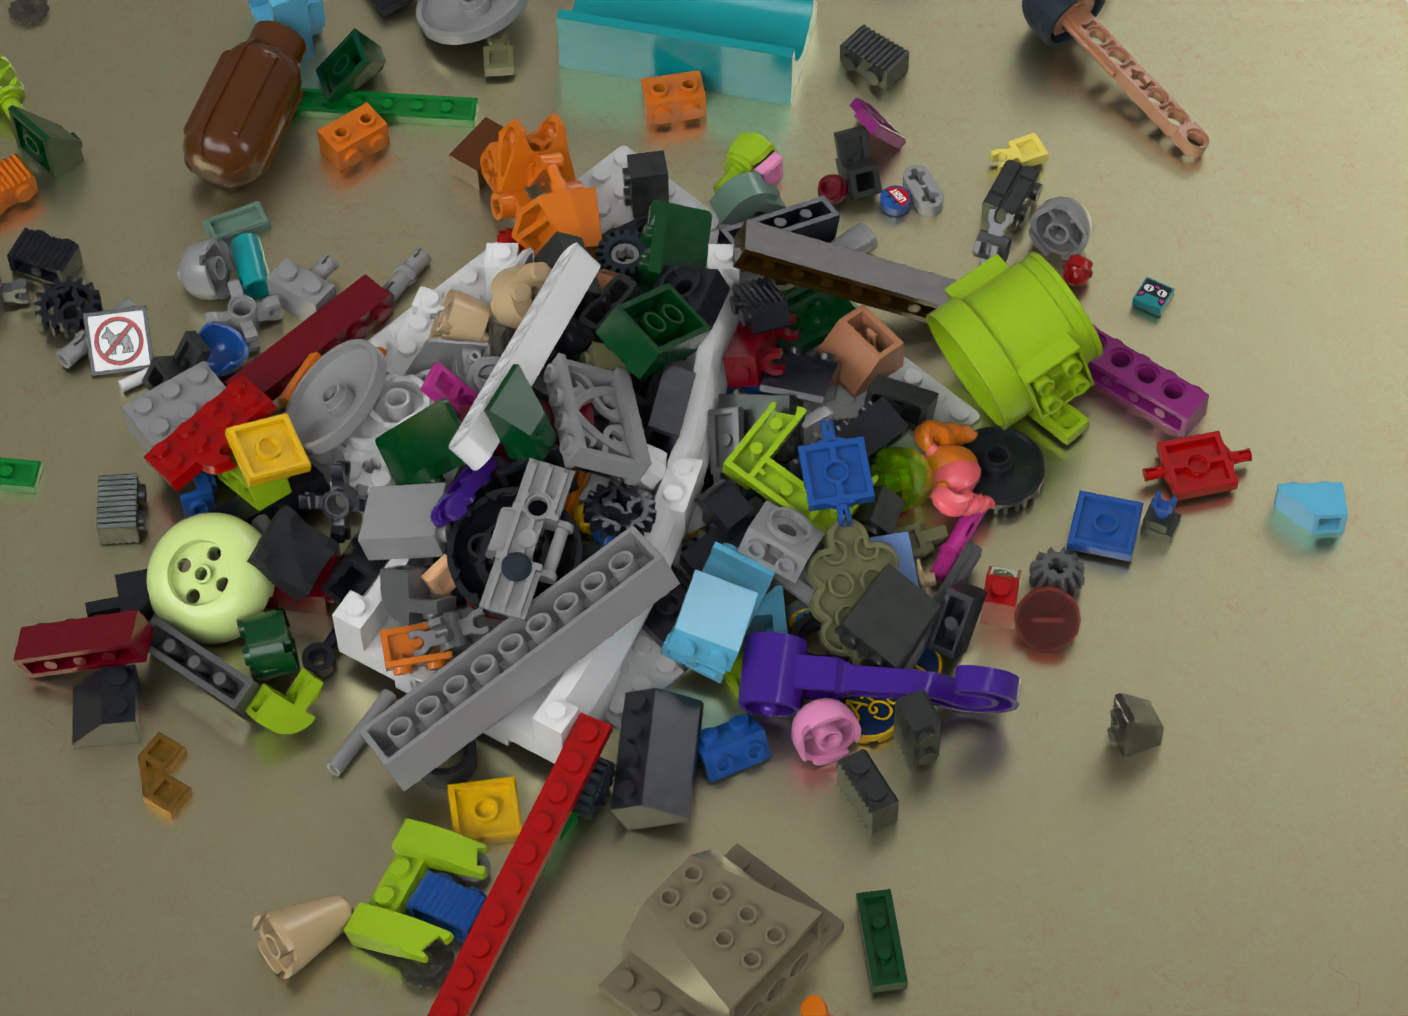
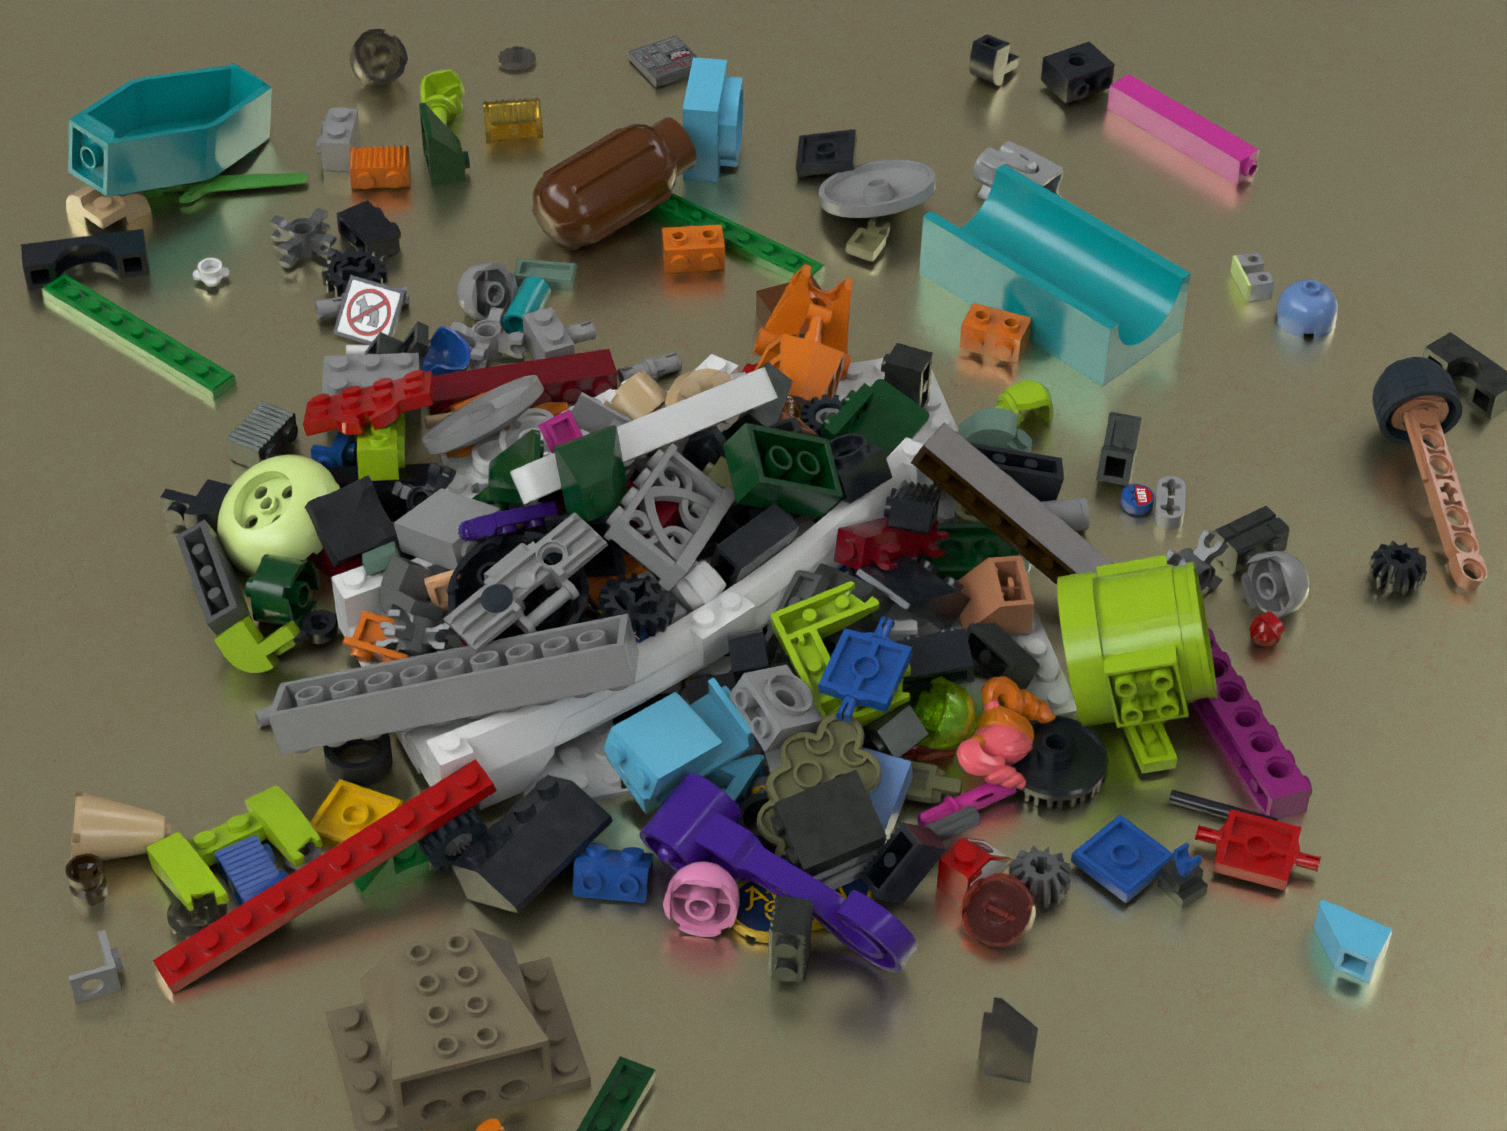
camera: 30 degrees right, 10 degrees down
(83, 644) = (135, 517): dark red brick -> none
(84, 78) = (512, 120): none -> clear yellow brick
(107, 708) = (122, 581): black slope -> none
(155, 765) = (122, 642): pearl gold tile -> none
(267, 449) = (392, 428): yellow tile -> none
(309, 977) = (86, 879): none -> dark brown wheel
(350, 66) = (735, 195): dark green slope -> none
(363, 576) = (379, 558): none -> sand green tile
(771, 169) = (1035, 423): bright pink tile -> none
(833, 188) = (1083, 463): dark red plate -> none
(867, 791) = (703, 973): pearl dark grey brick -> none
(874, 57) = (1206, 377): pearl dark grey brick -> none
(876, 123) = (1164, 427): magenta tile -> none
(924, 580) = (904, 812): tan piece -> none
(1024, 150) = (1293, 510): light yellow plate -> none
(1137, 447) = (1207, 806): none -> black bar
(1139, 164) = (1397, 568): none -> black gear
(1153, 296) = (1328, 686): tile -> none

